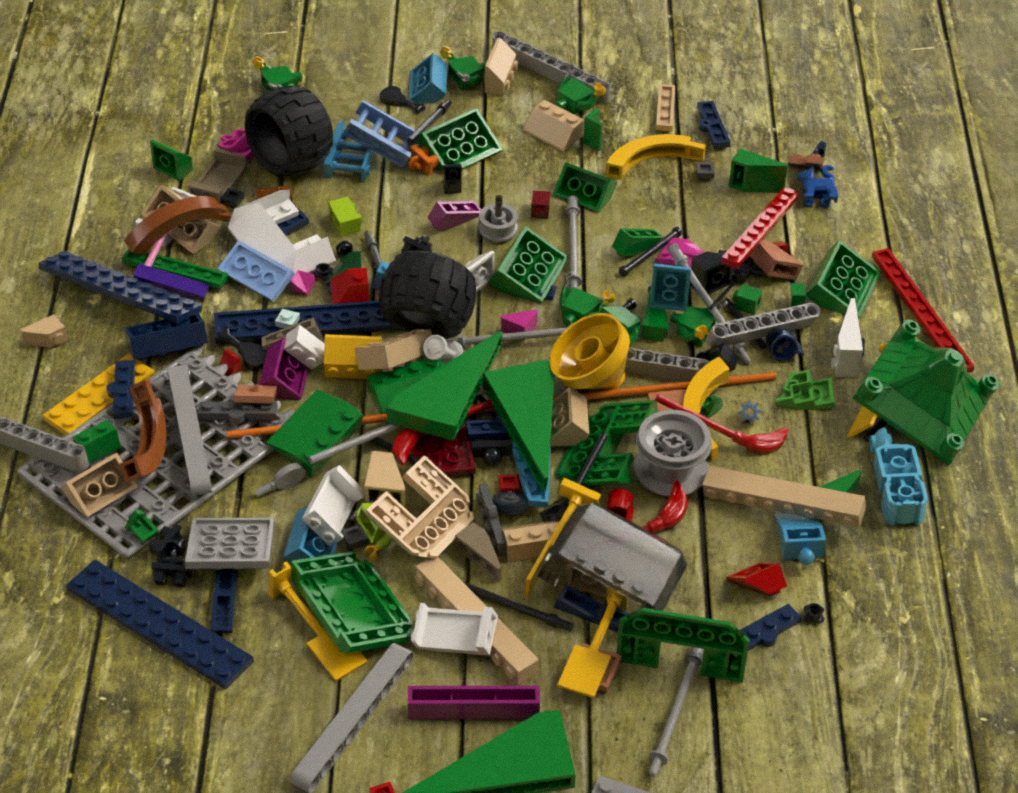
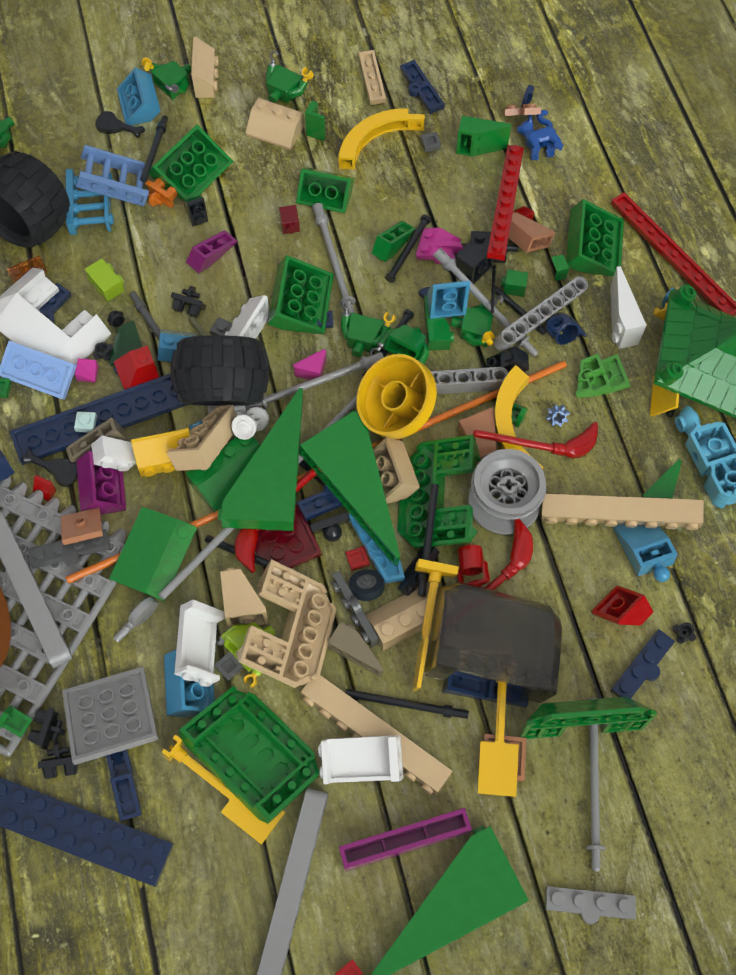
camera: 15 degrees left, 20 degrees up
(498, 221) = (256, 251): light grey wheel -> none
(549, 65) = (246, 52): light grey beam -> none

